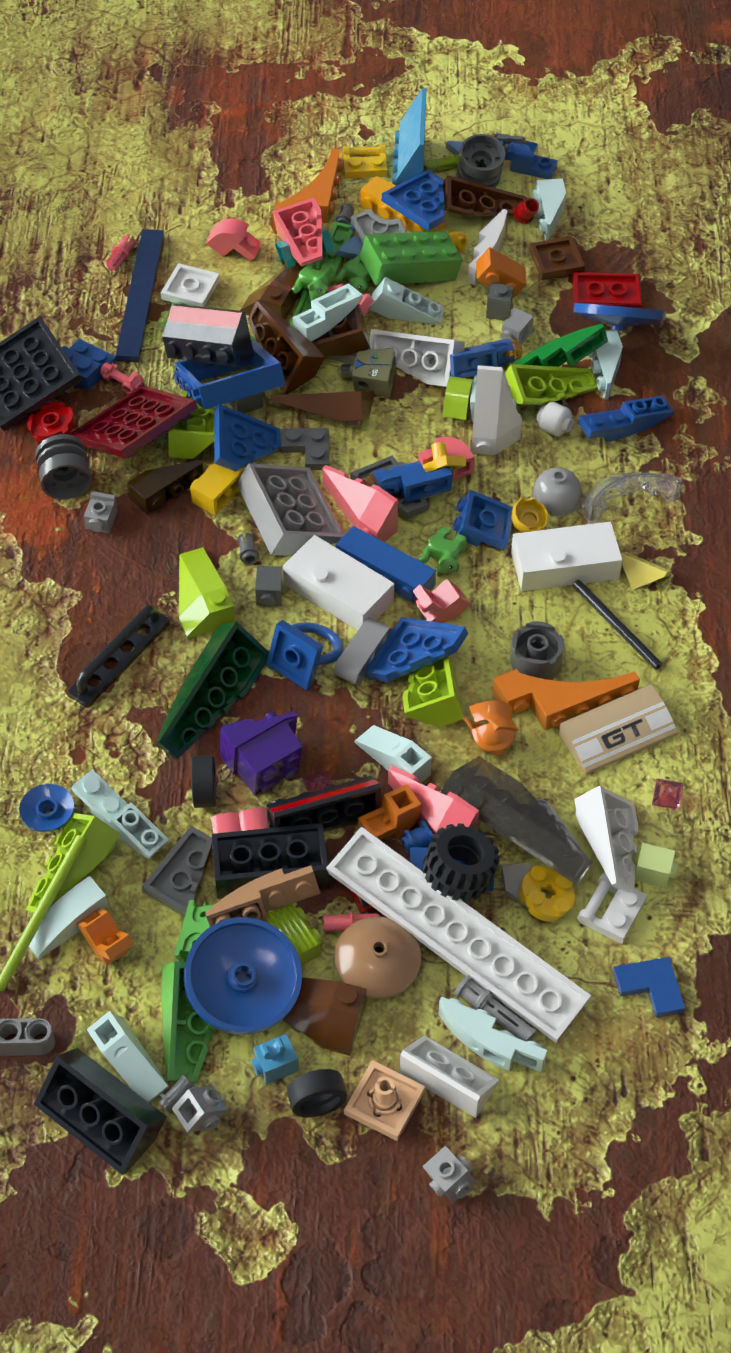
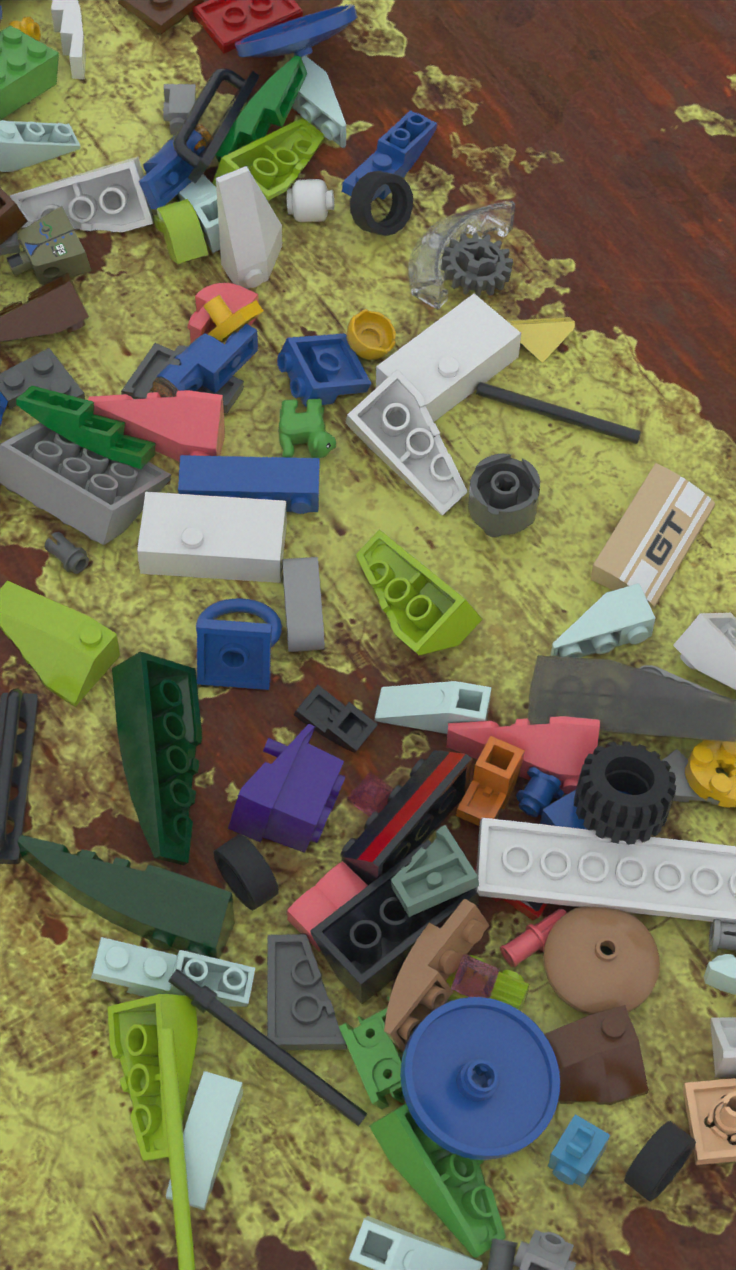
camera: 35 degrees left, 5 degrees up
(43, 799) = (72, 1002): blue dish -> none
(104, 936) = (273, 1134): orange brick -> none
(122, 839) = (205, 1000): none -> black bar
(136, 765) = (150, 903): none -> dark green wedge
(269, 586) = (131, 585): dark grey brick -> none
(285, 917) = (475, 978): none -> clear pink slope
(304, 842) = (434, 875): none -> sand green wing
(309, 479) = (75, 421): none -> green slope
(330, 728) = (334, 720): none -> black slope
(413, 646) = (362, 565): blue plate -> none
(443, 603) = (350, 495): coral brick -> none
(498, 268) = (116, 48): orange brick -> none
(499, 301) = (137, 85): dark grey brick -> none
(499, 732) = (527, 613): orange helmet -> none
(501, 585) = (403, 435): none -> white wedge
(514, 355) = (202, 162): none -> black piece
(543, 764) = (612, 621): none -> light aqua slope
(558, 491) = (378, 286): light grey cylinder -> none
(559, 700) = (564, 541): orange arch -> none
(610, 450) = (362, 198): none -> black tyre
(632, 508) = (476, 264): none -> dark grey gear

